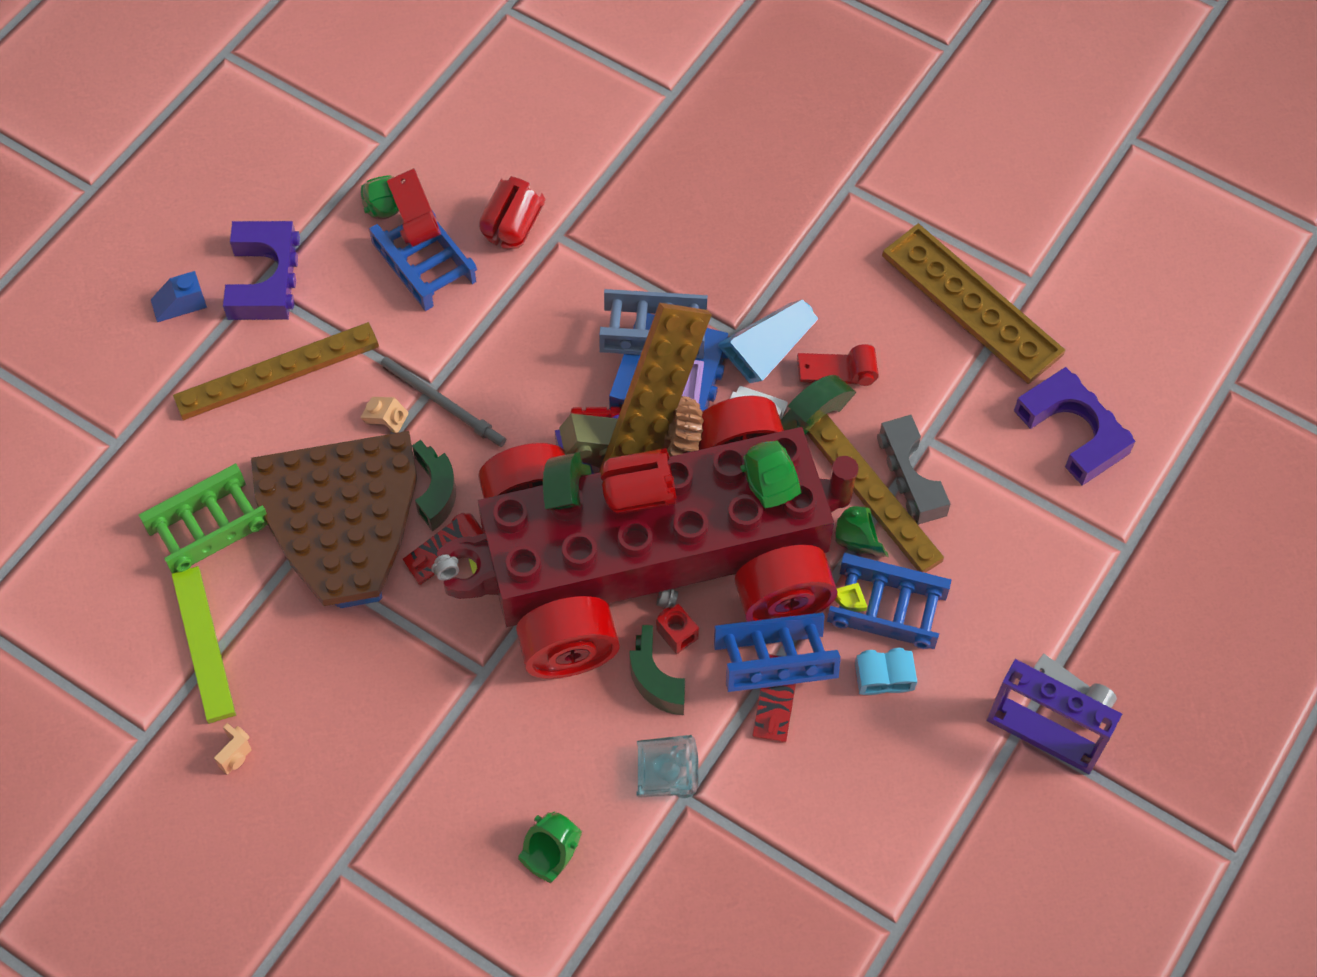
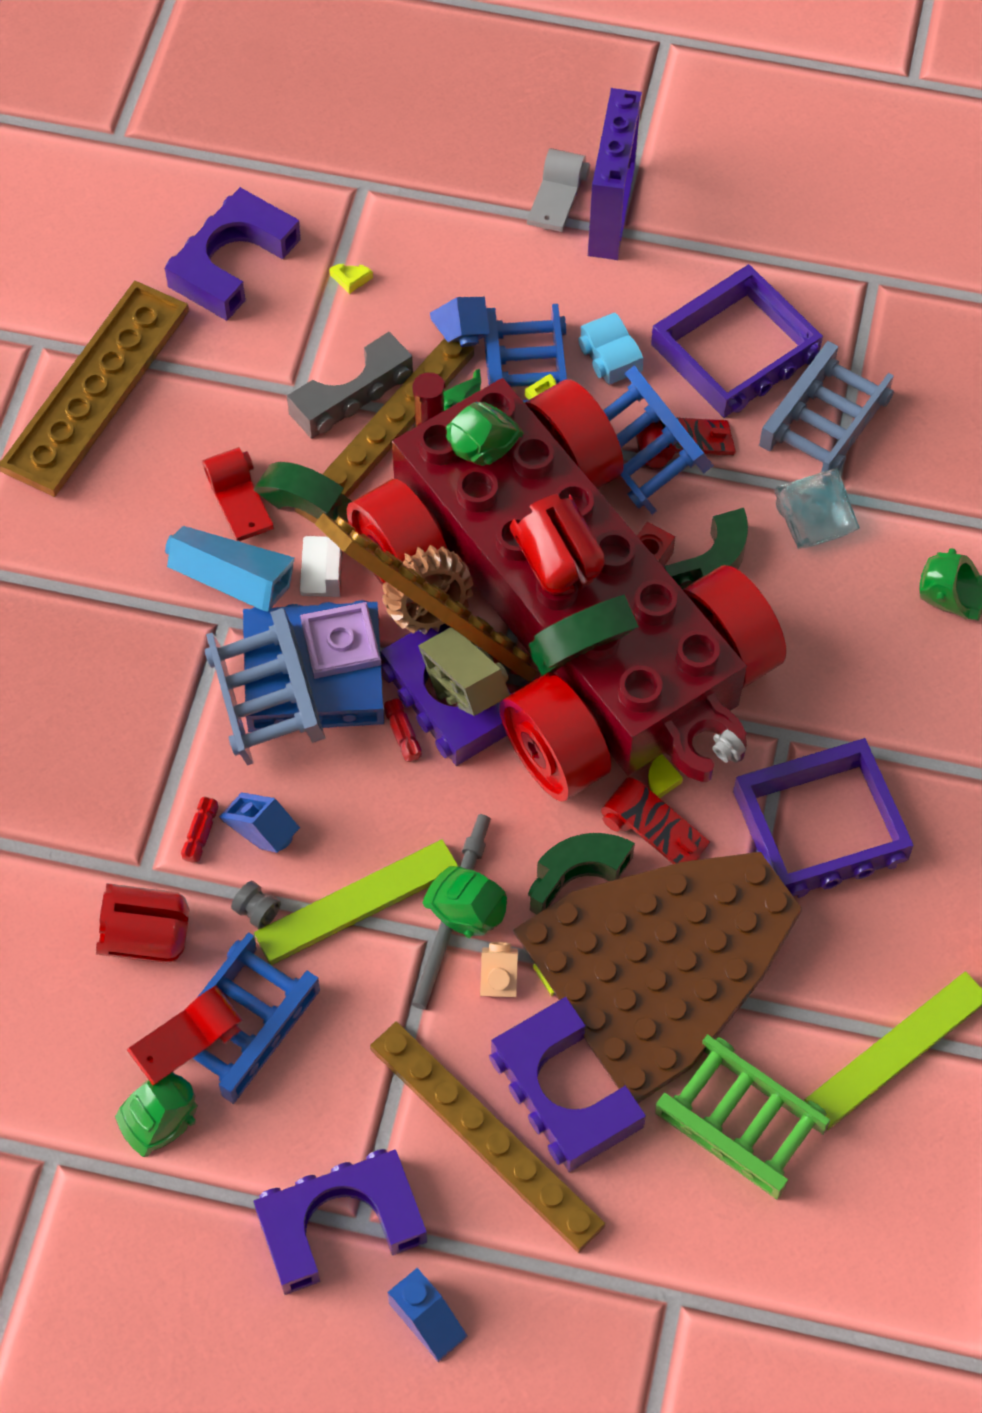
camera: 110 degrees left, 0 degrees up
(249, 413) = (572, 1133): none -> dark purple arch
(396, 709) = (809, 769): none -> dark purple window
(440, 406) = (466, 901): none -> green helmet
(476, 349) = (353, 903): none -> lime tile
(498, 285) = (256, 905): none -> dark grey wheel
(558, 303) = (261, 821): none -> blue slope
(572, 272) = (199, 830): none -> red axle
(773, 793) = (811, 386): none -> sand blue fence
(908, 772) = (712, 302): none -> dark purple window
(943, 559) = (462, 320): none -> blue slope
(1029, 507) = (351, 276): none -> neon yellow tile

